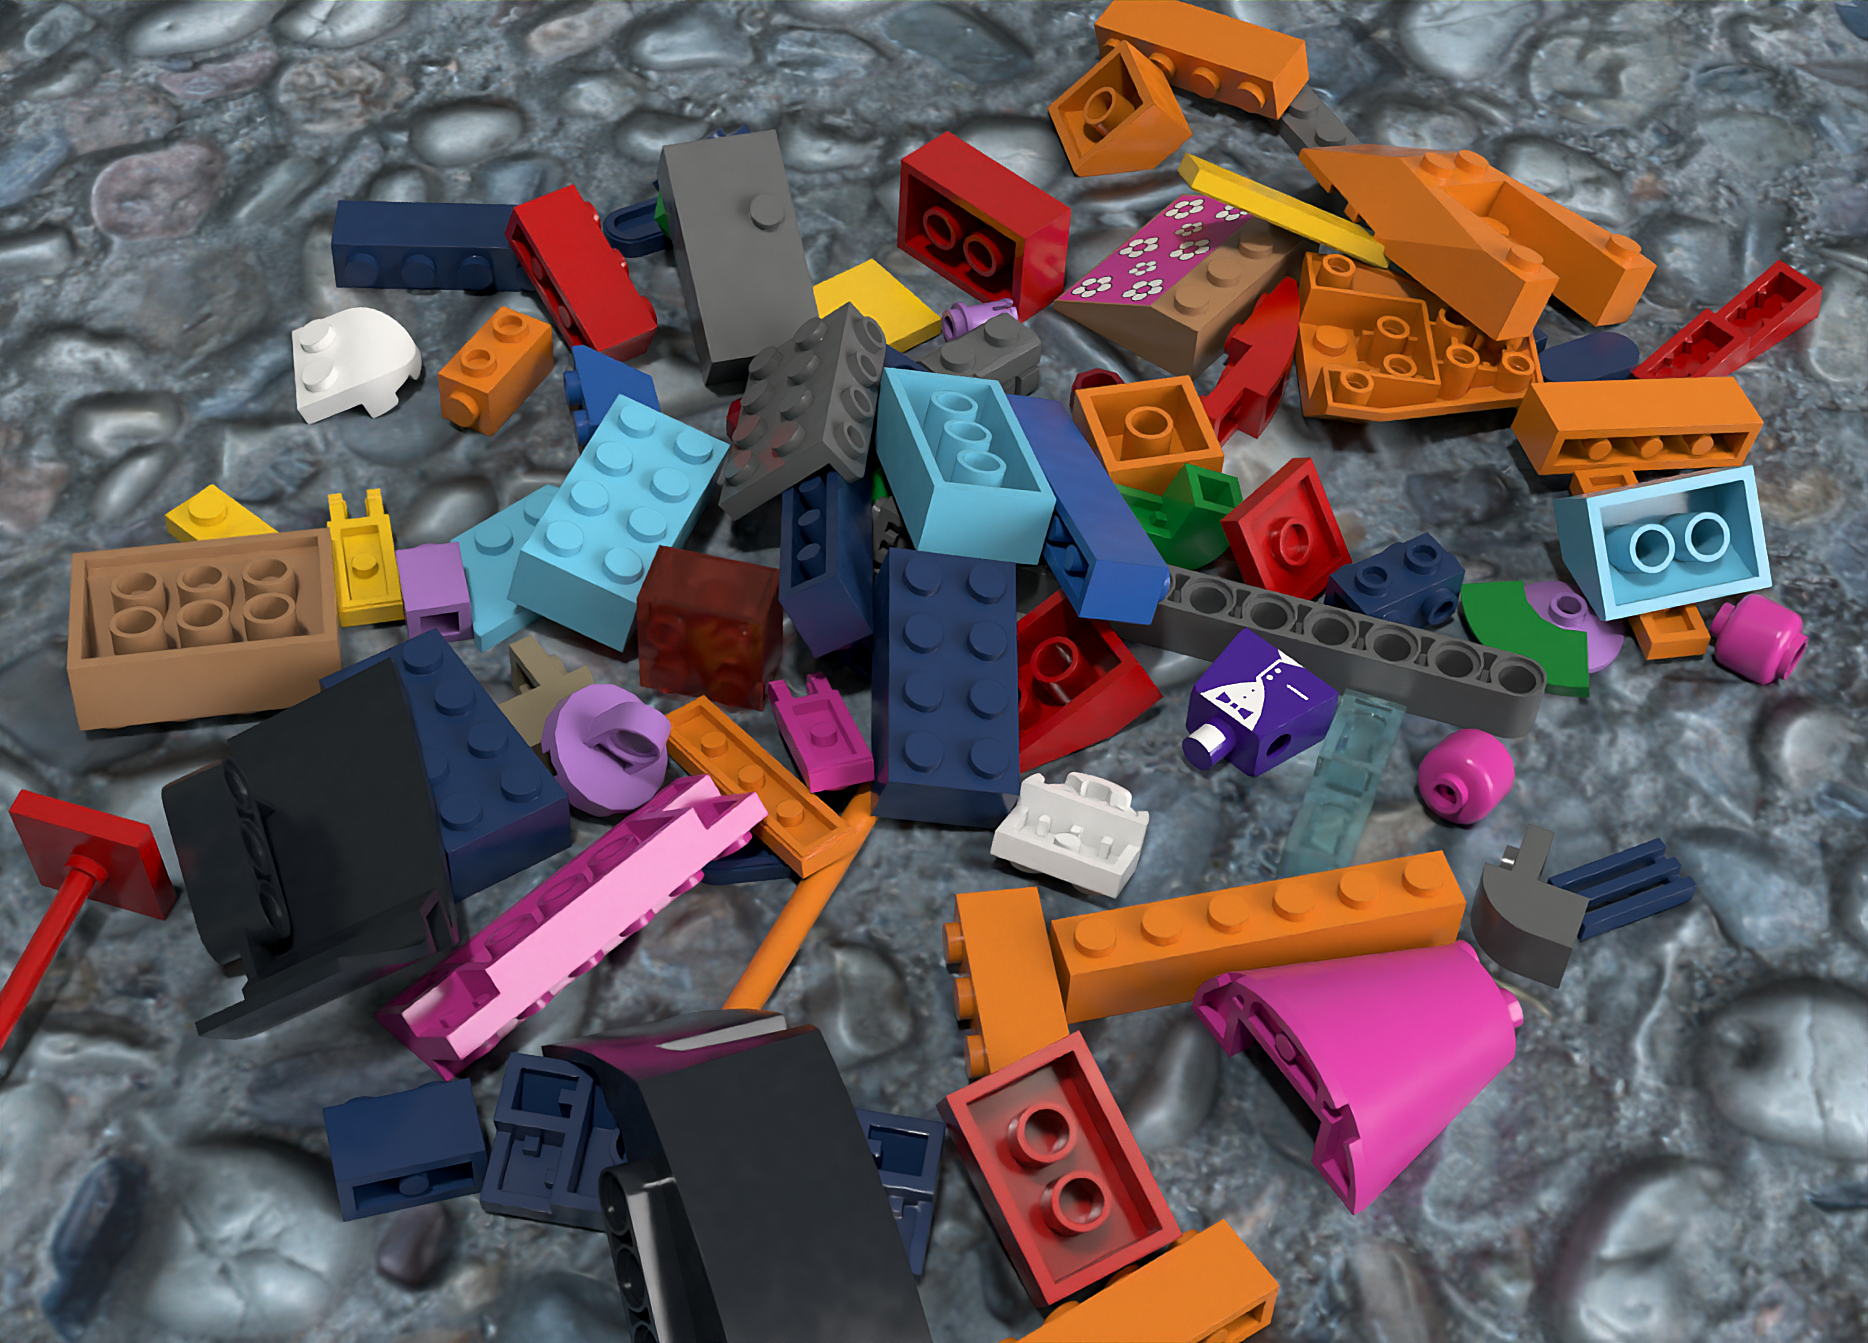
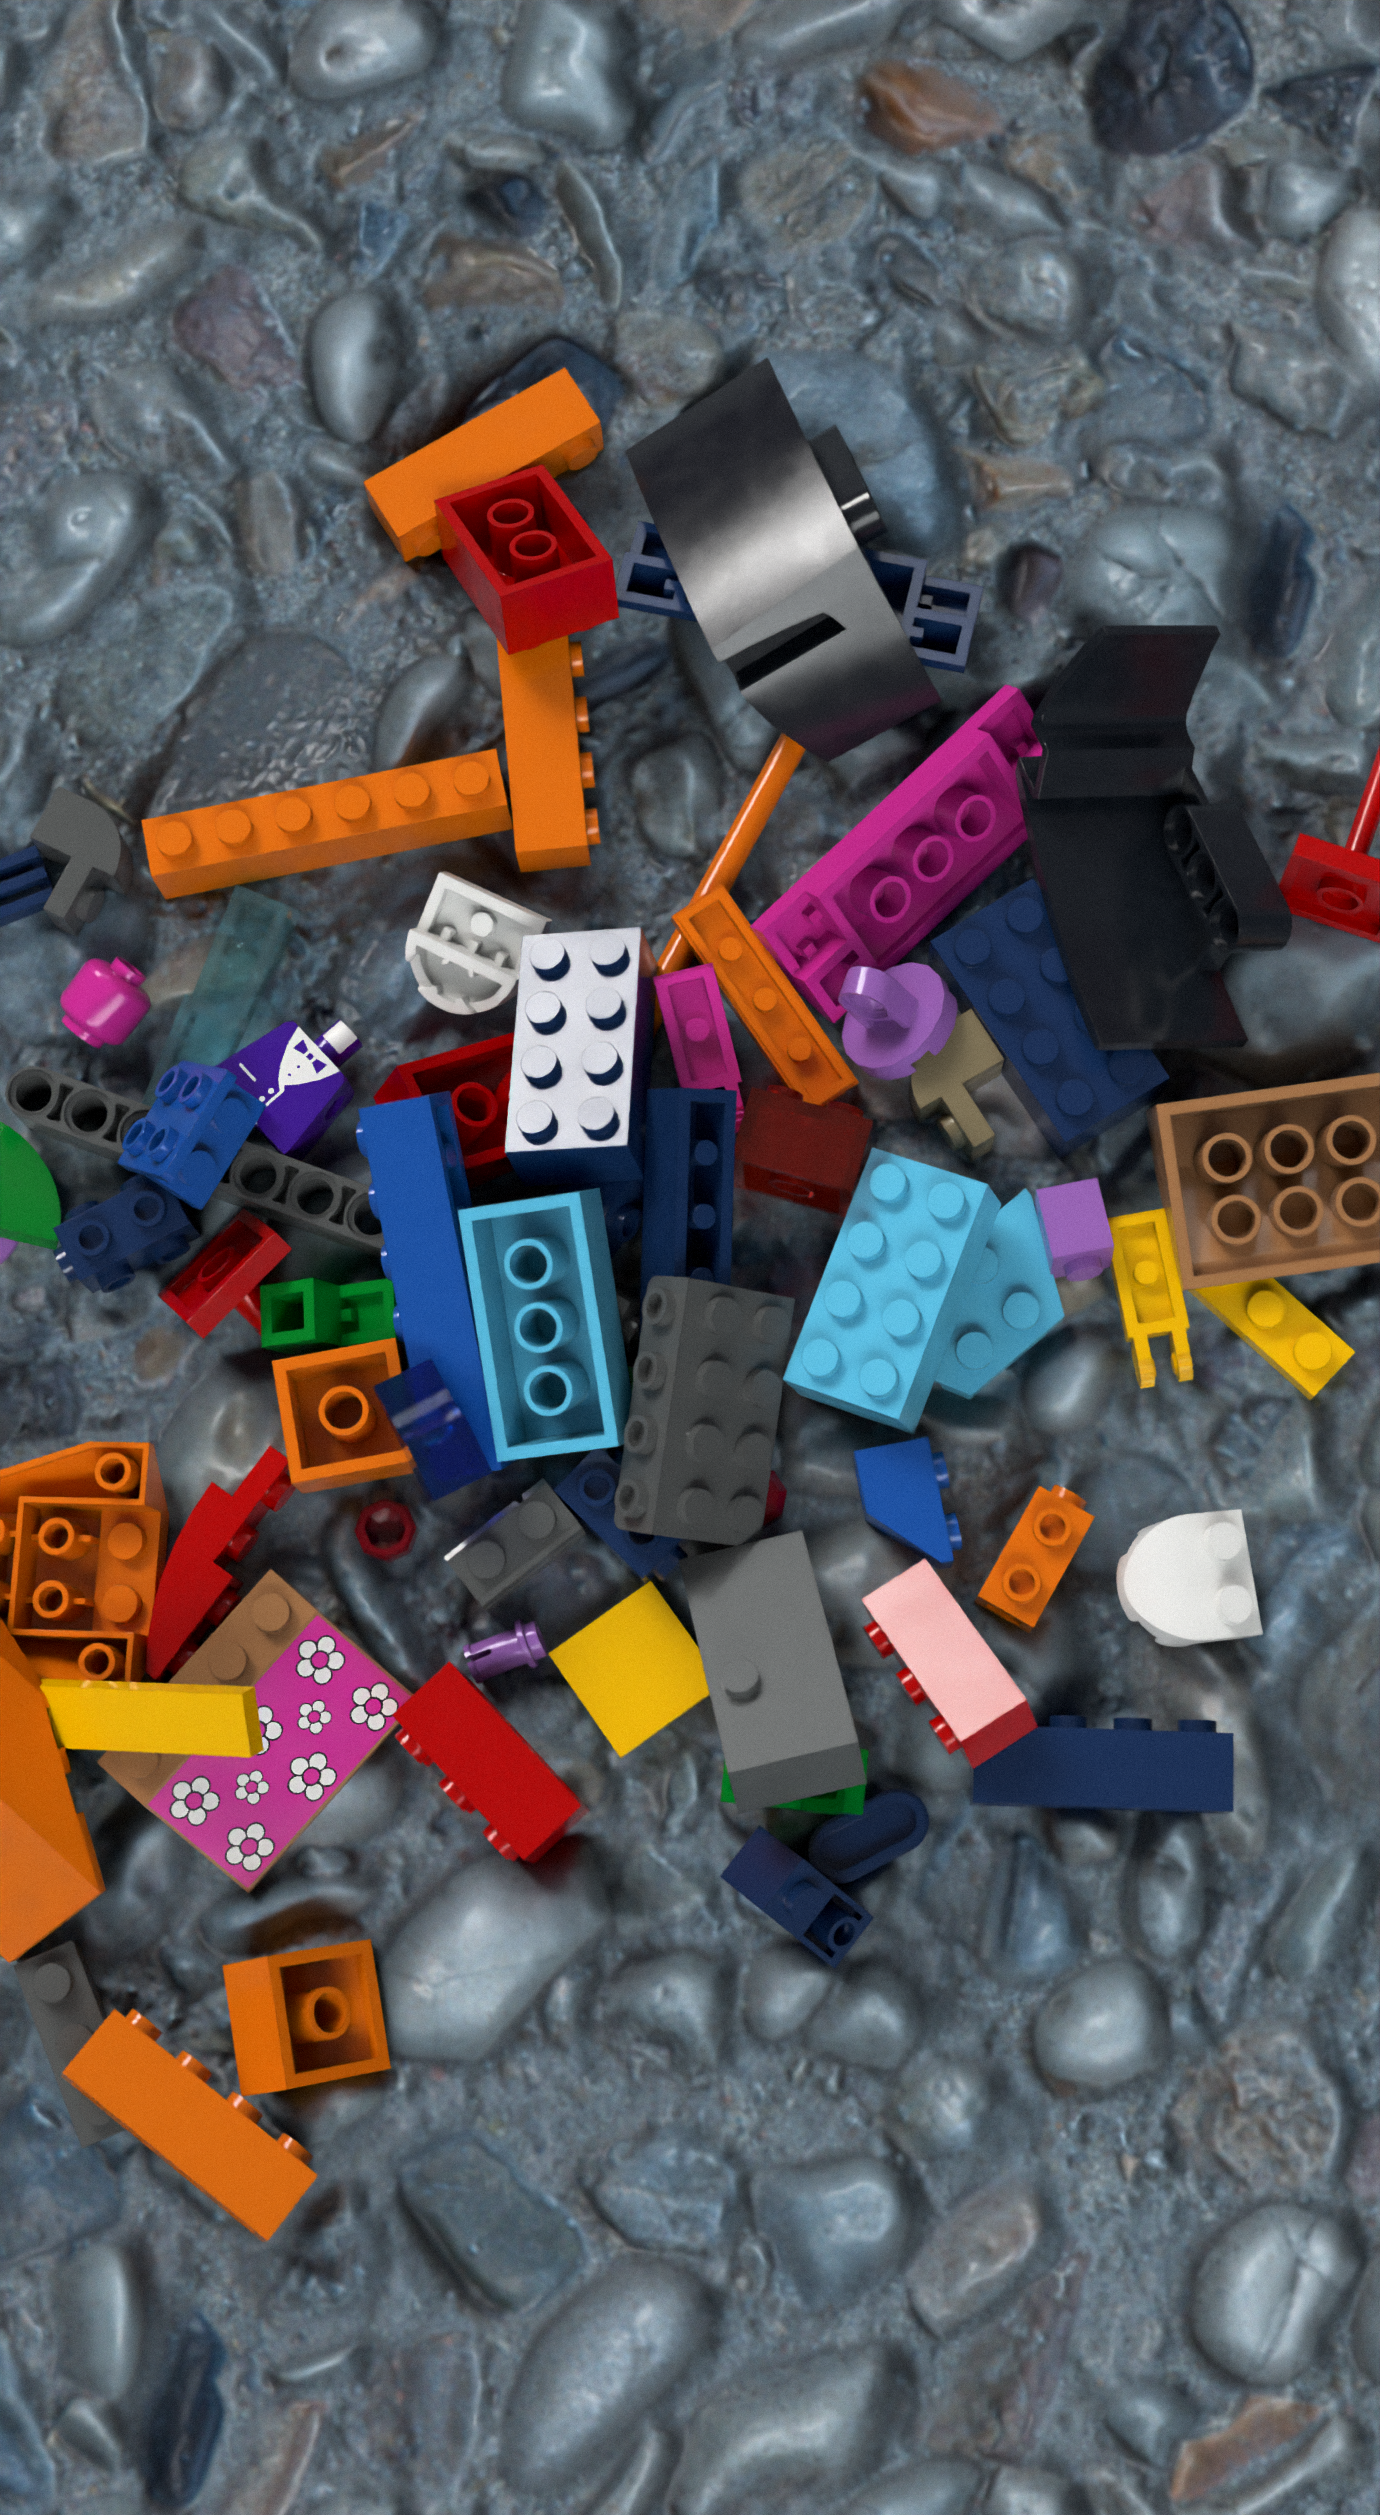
camera: 165 degrees left, 30 degrees up
(406, 1148) = (1039, 631): dark blue brick -> none
(1057, 381) = (431, 1431): none -> clear blue arch
(1347, 611) = (191, 1131): none -> blue bracket
(1373, 1047) = (250, 720): dark pink cone -> none

